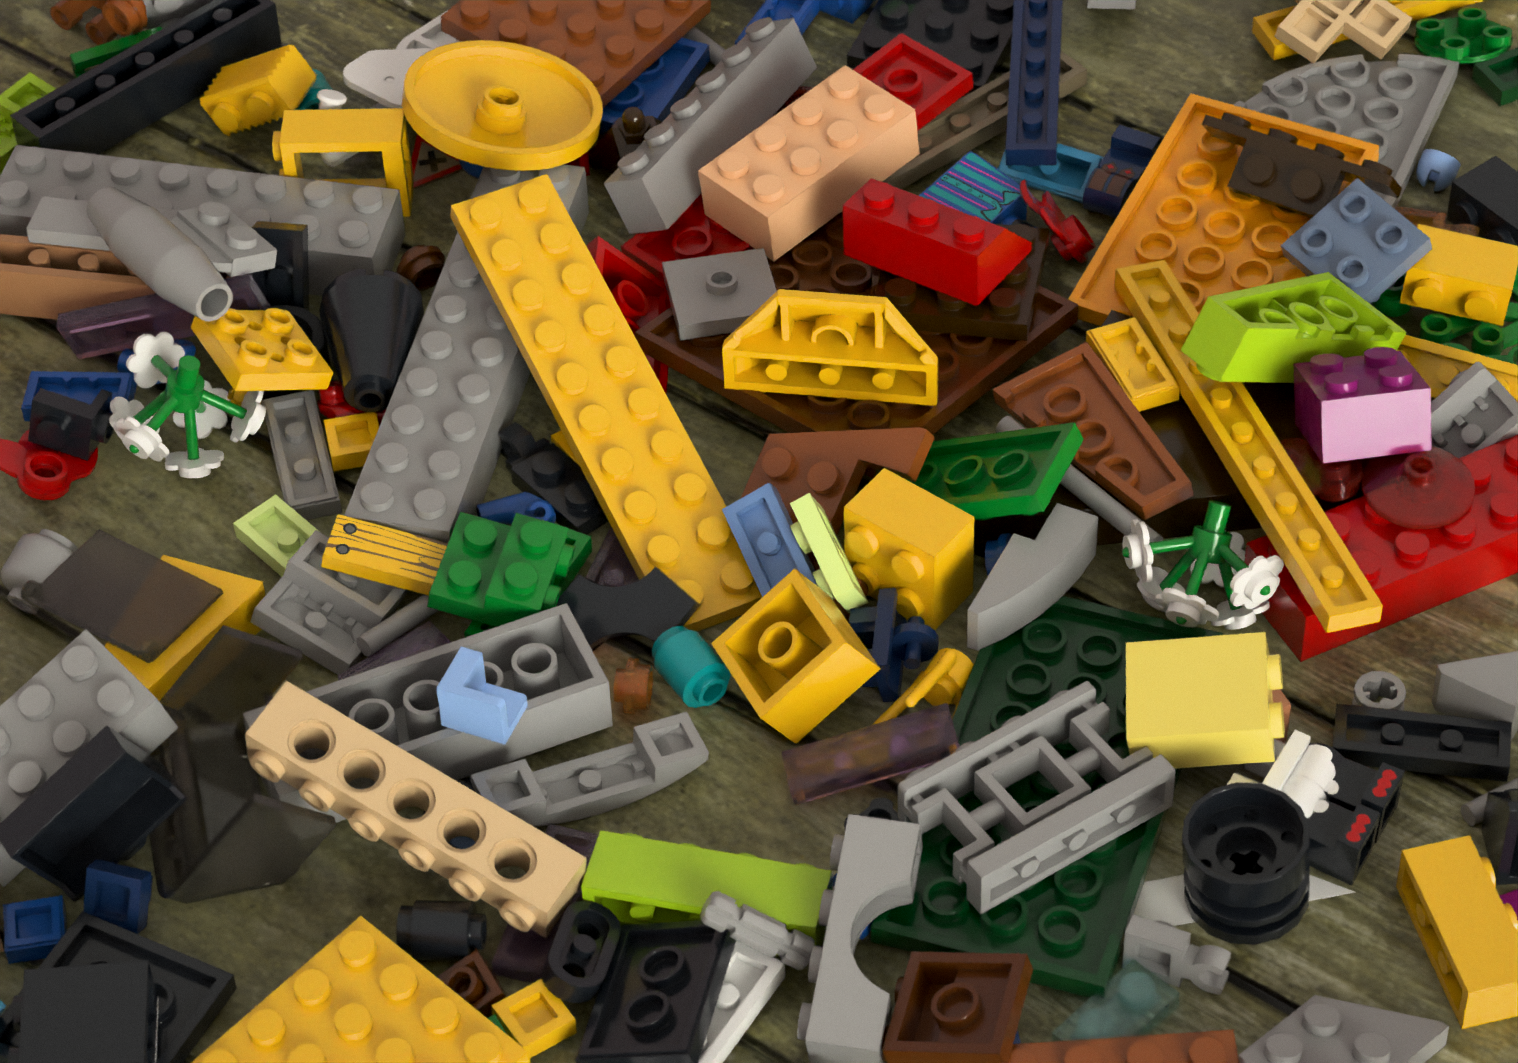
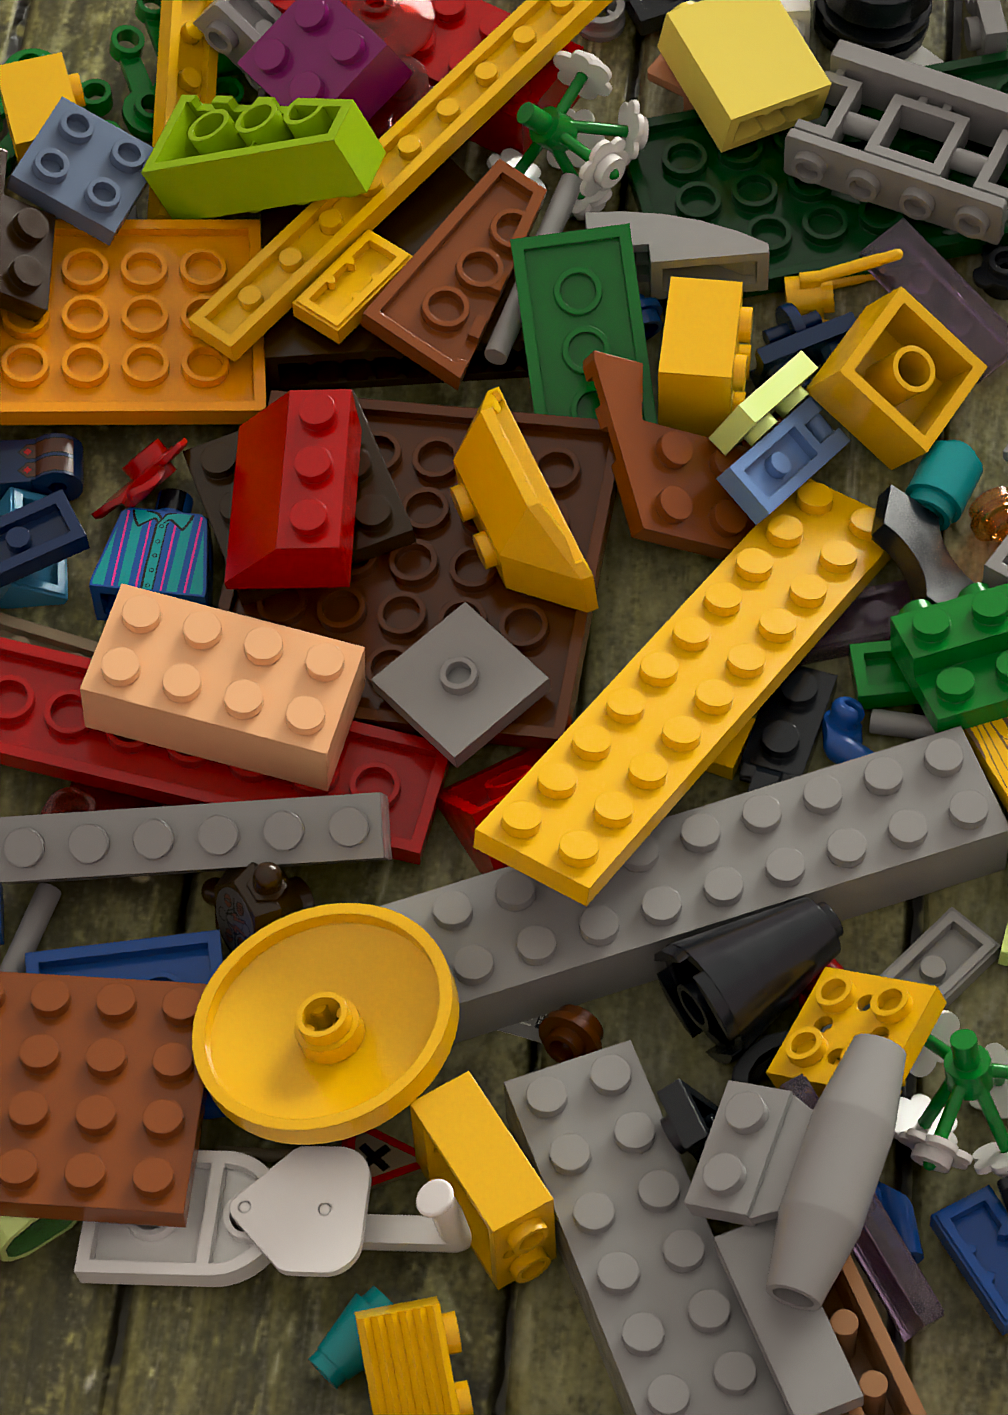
camera: 120 degrees left, 10 degrees up
(350, 439) = (871, 938): yellow plate -> none

